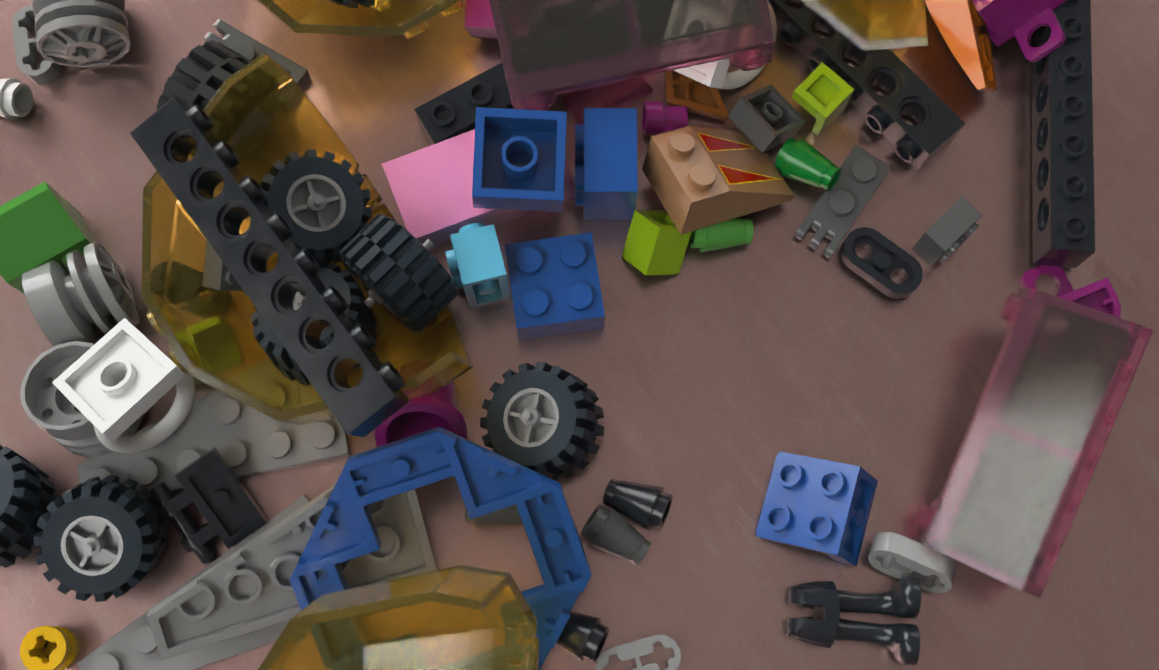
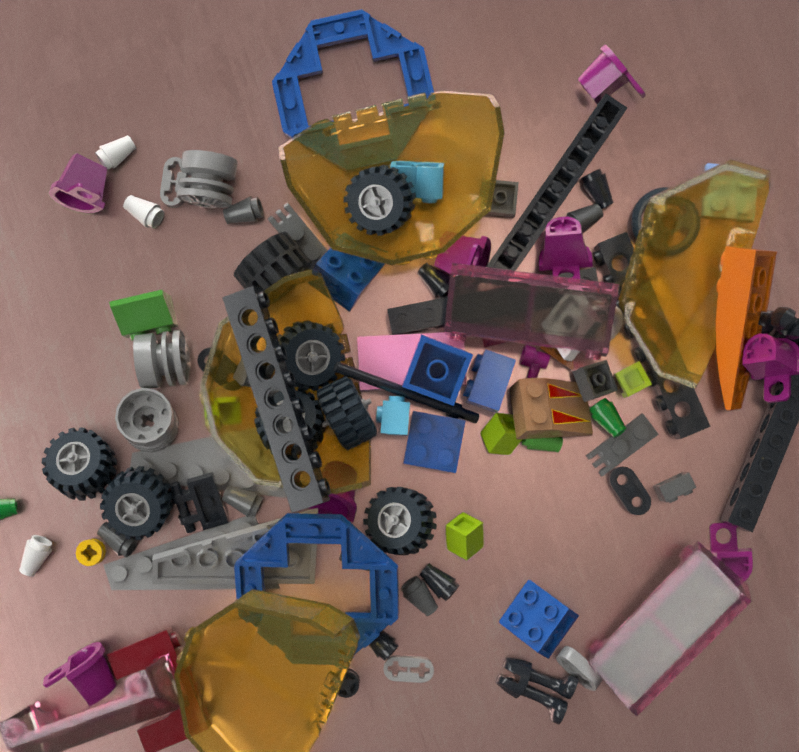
camera: 20 degrees right, 10 degrees up
(92, 617) = (117, 543): none -> dark grey cone
(120, 382) = (174, 428): white tile -> none
(154, 49) = (244, 211): none -> dark grey cone
(279, 477) = (243, 500): none -> dark grey cone
(341, 83) = (346, 275): none -> blue bracket
(463, 216) = (455, 411): none -> black bar
(473, 53) = (435, 280): none -> black cone
(653, 416) = (464, 536): none -> lime panel

